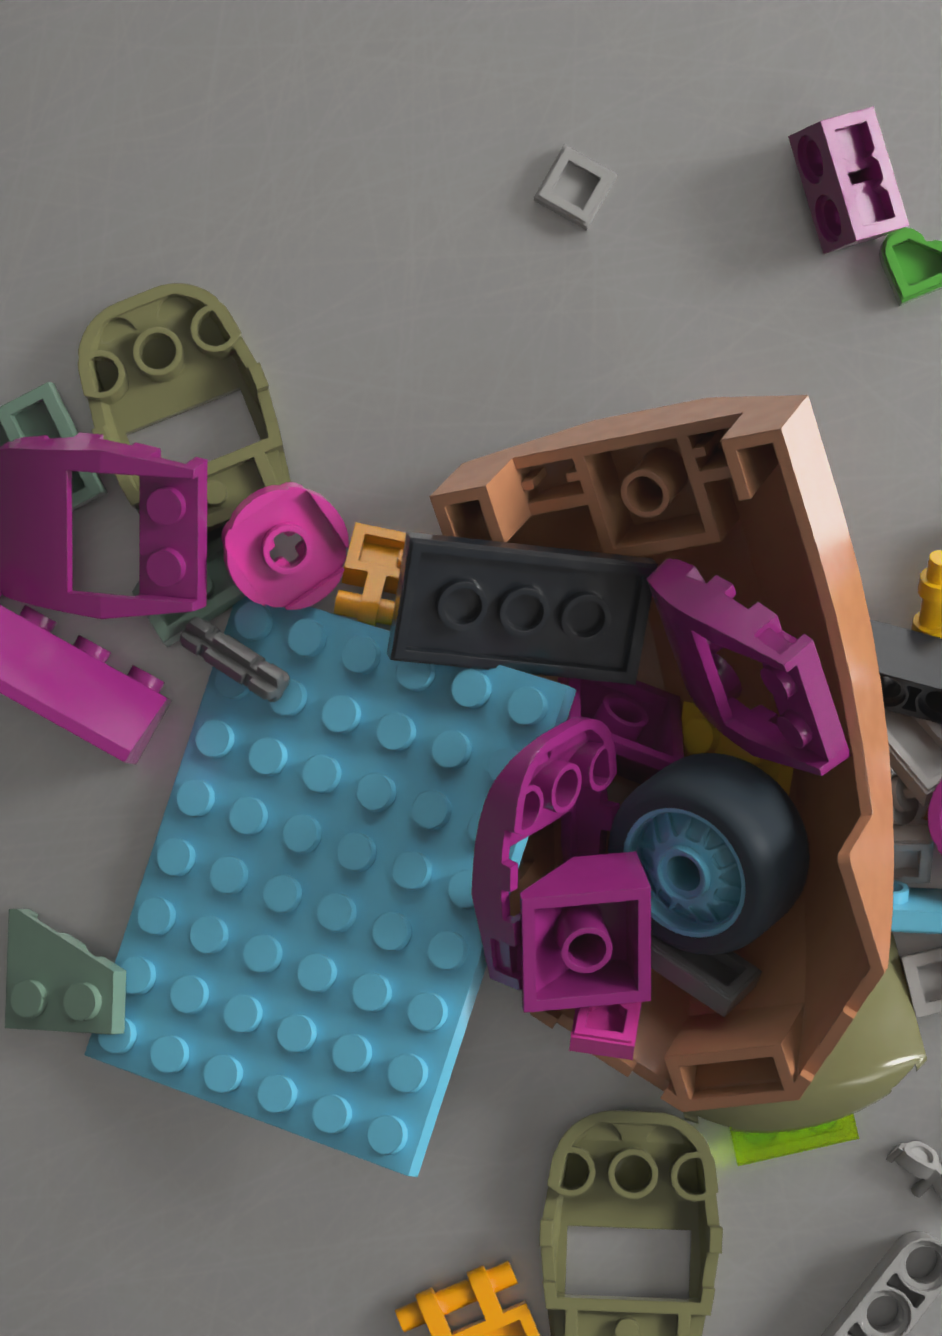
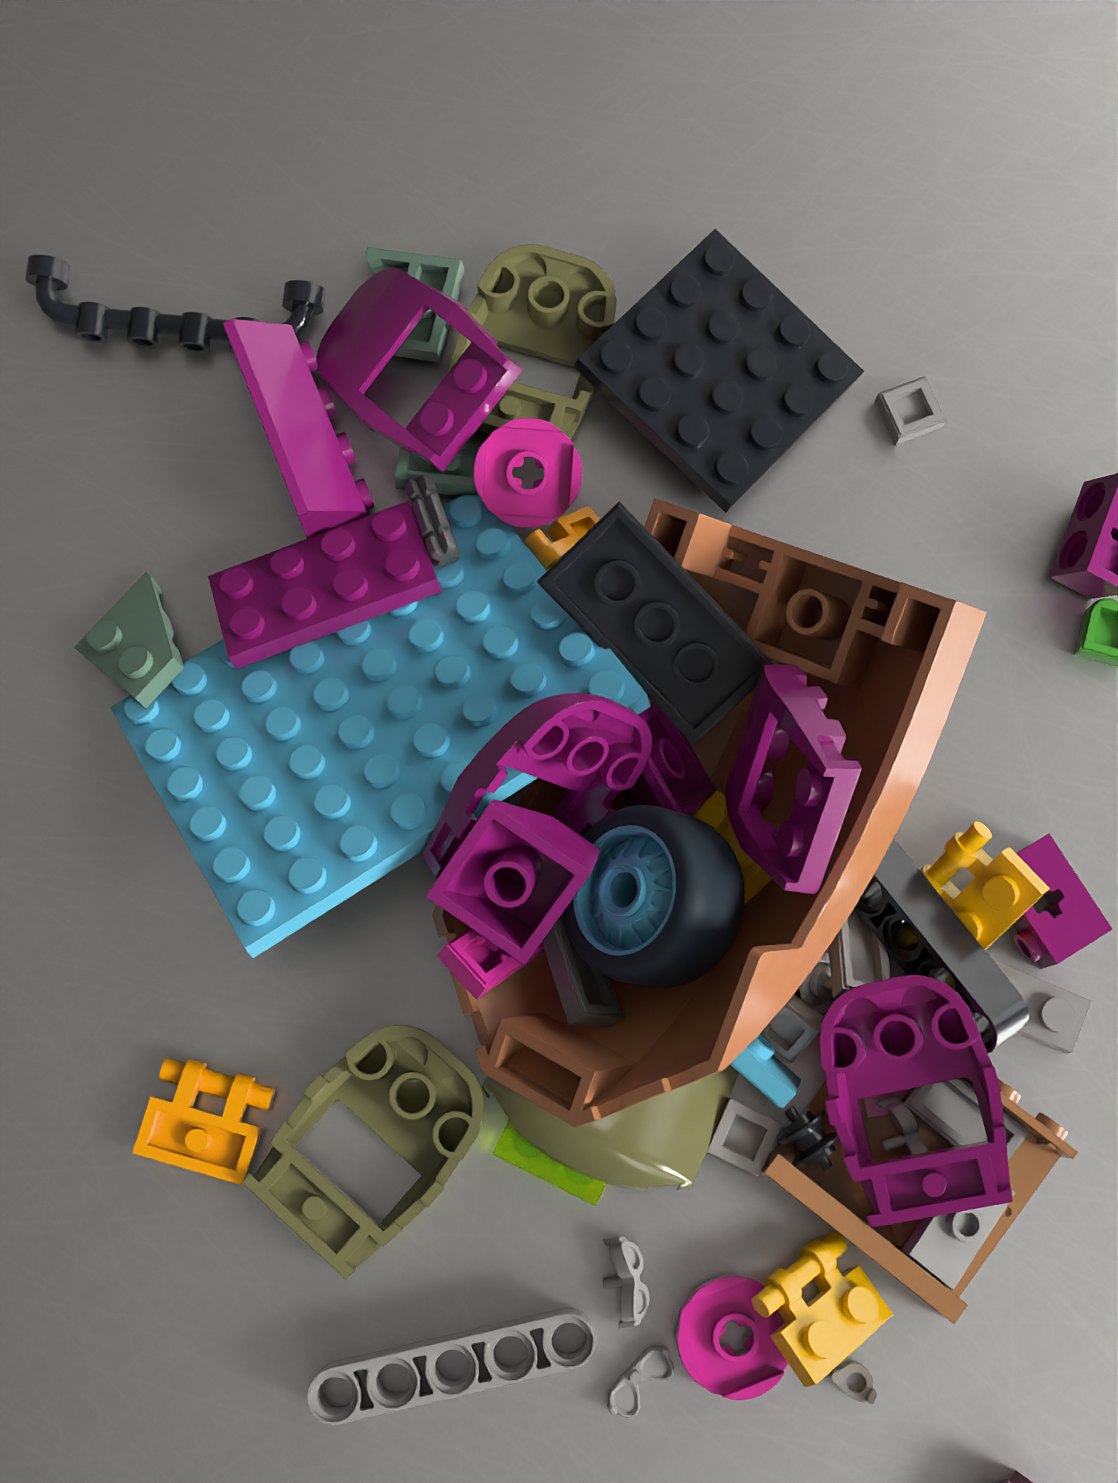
camera: 35 degrees right, 10 degrees down
(185, 796) = (322, 584): none -> magenta plate
(373, 296) = (718, 369): none -> black plate

